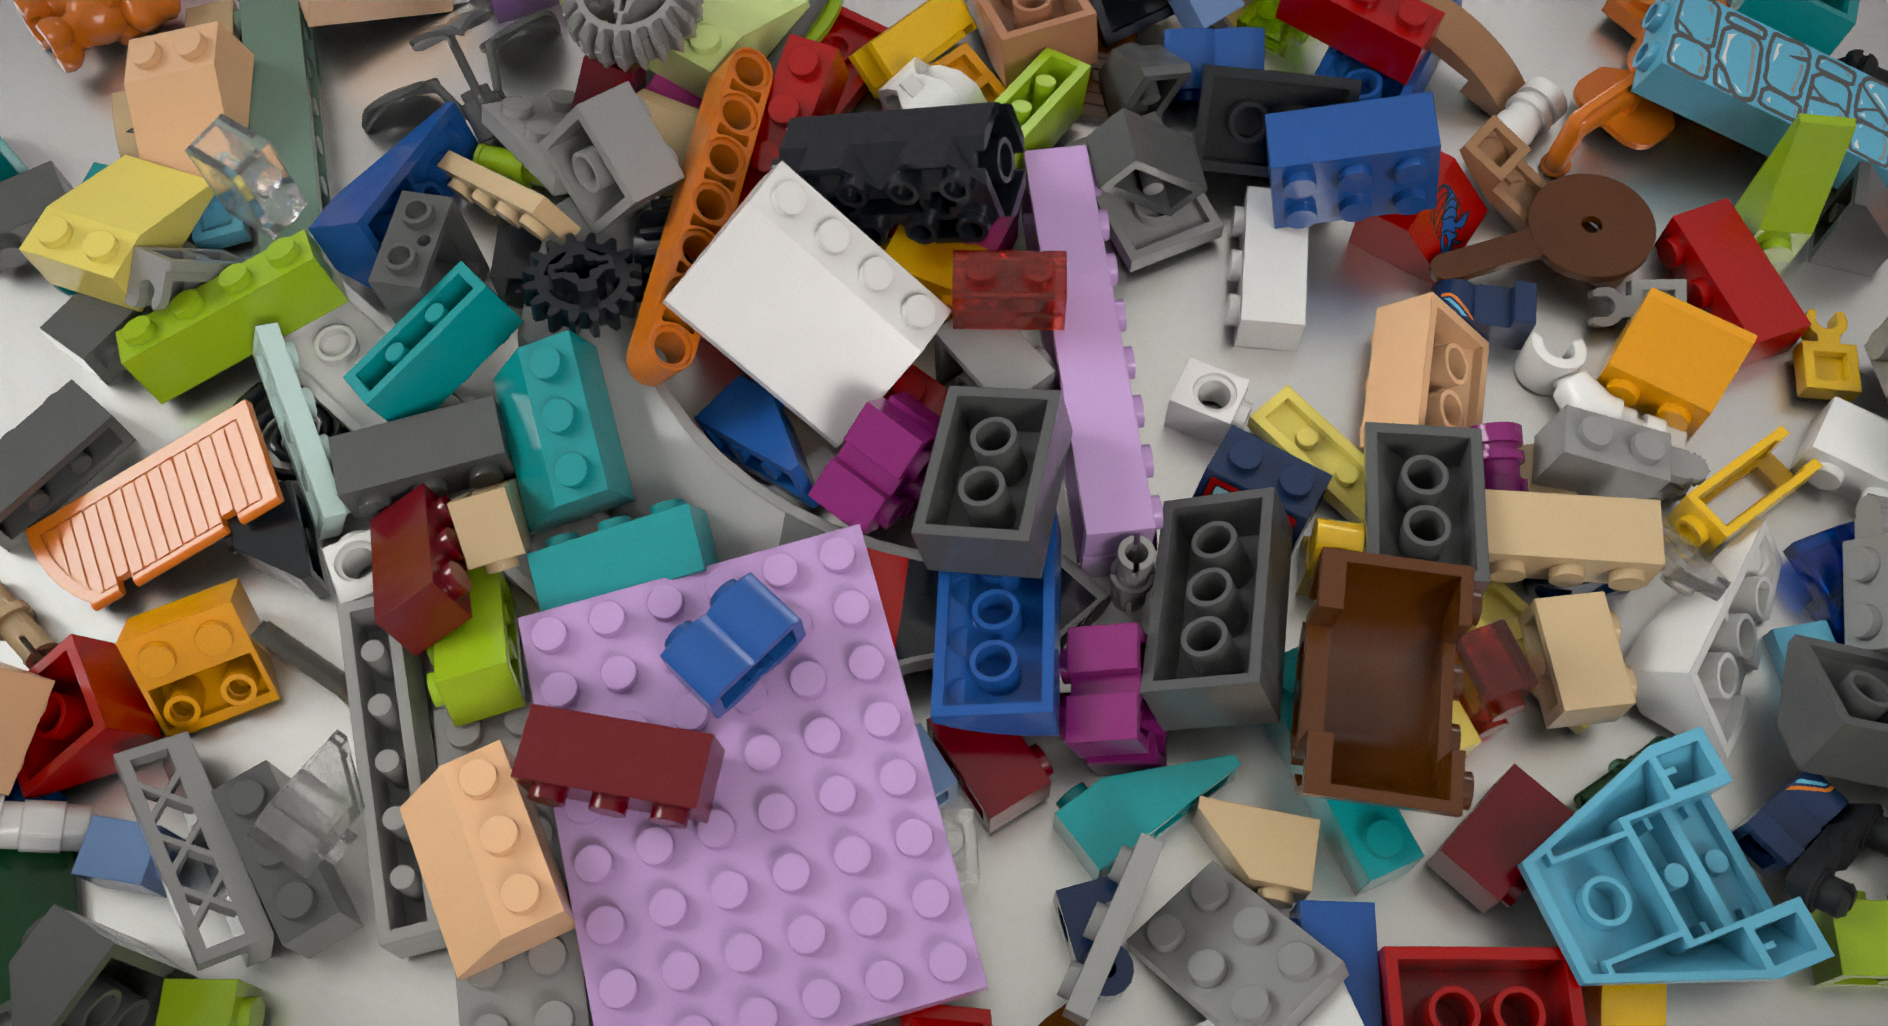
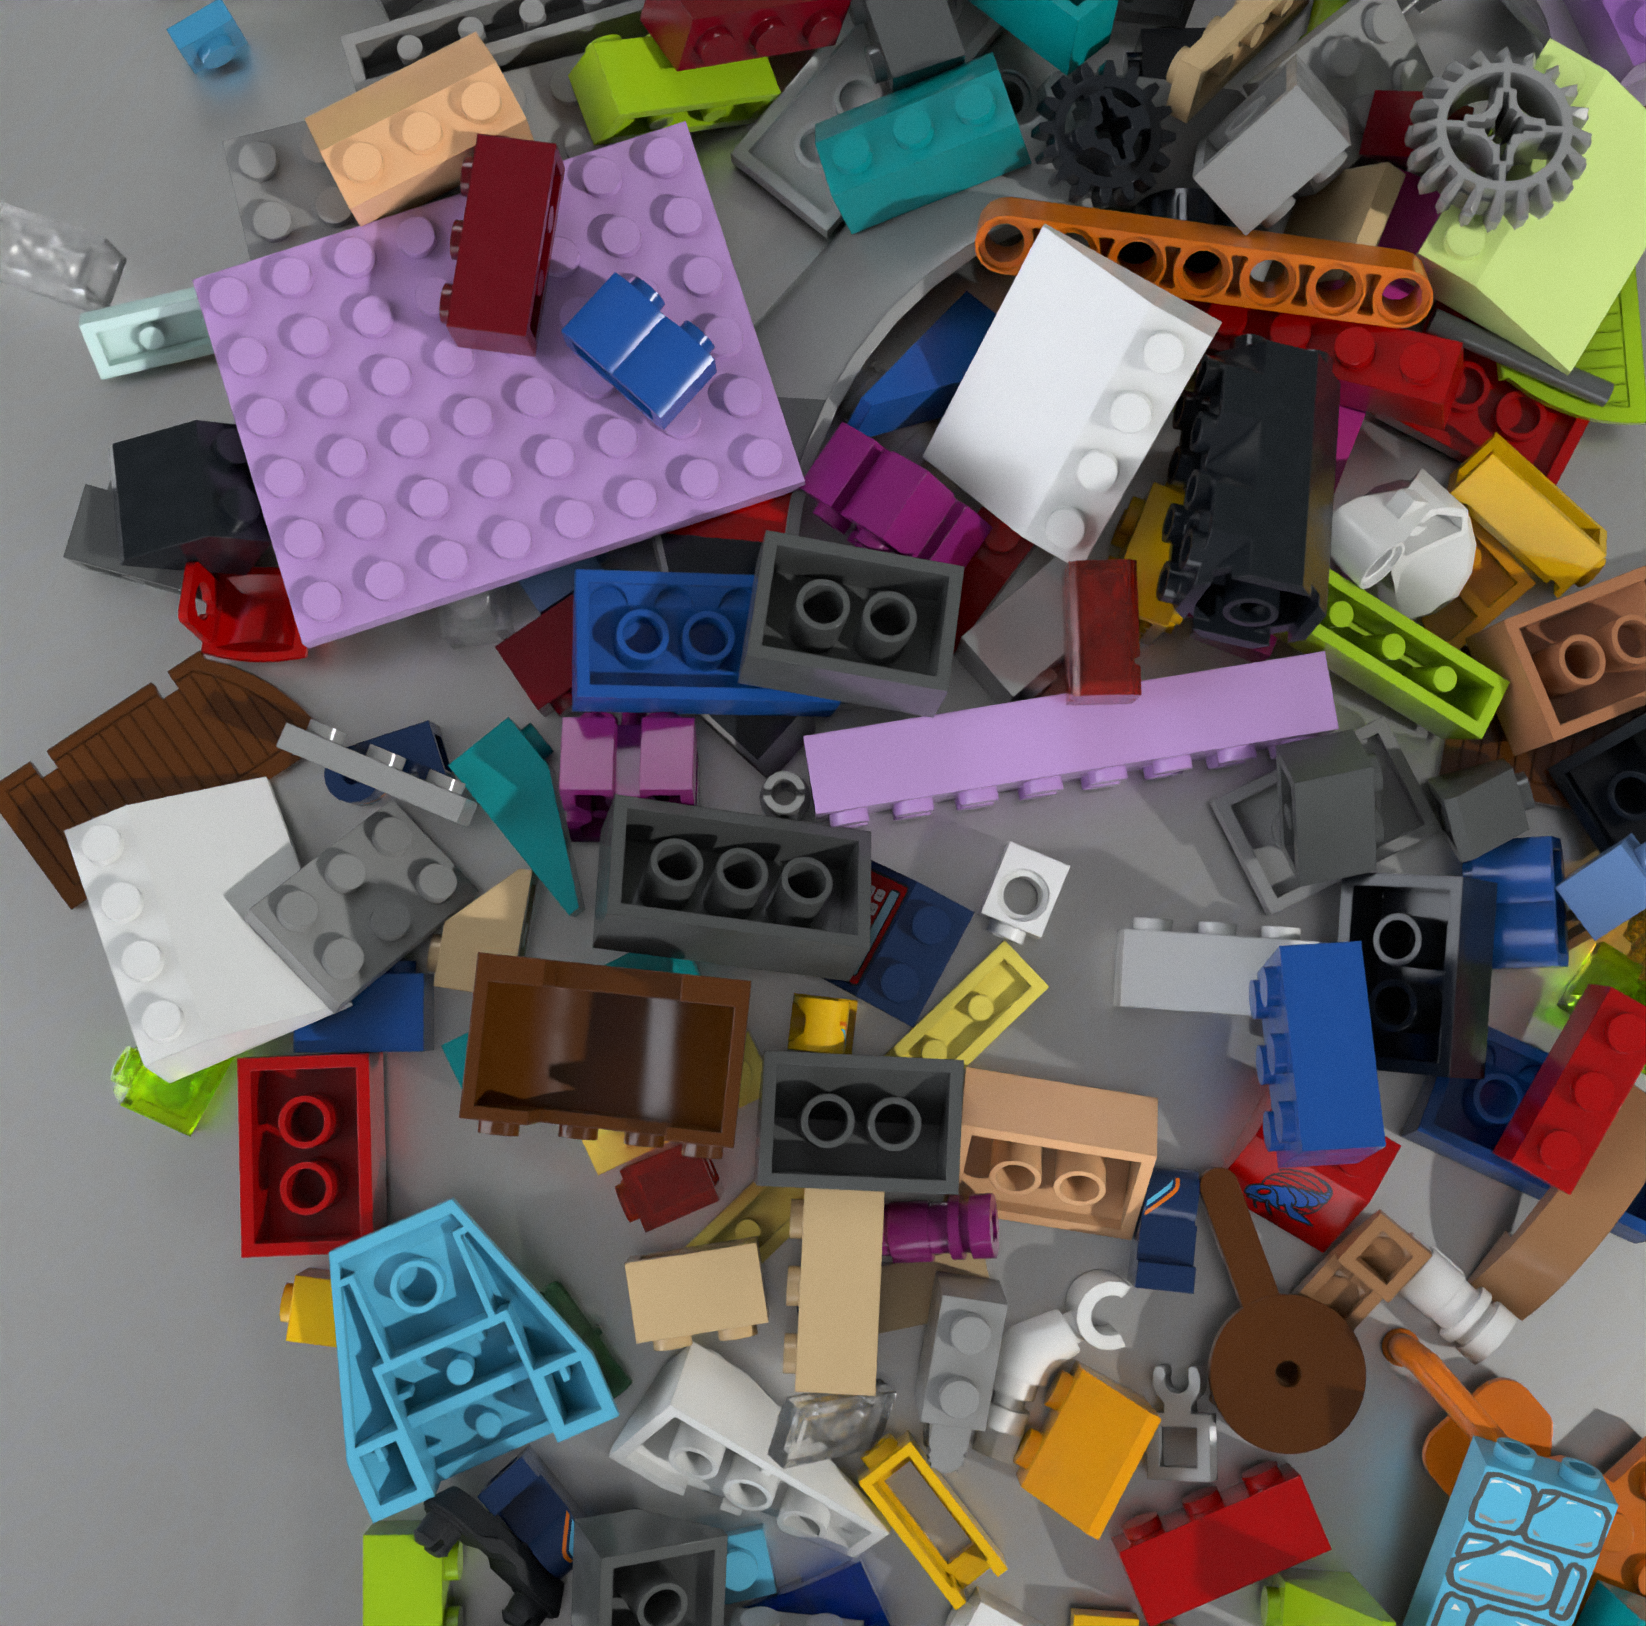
camera: 85 degrees right, 20 degrees up
(491, 526) = (809, 76): tan slope -> none
(623, 554) = (767, 230): teal brick -> none
(1496, 837) = (503, 1193): dark red brick -> none

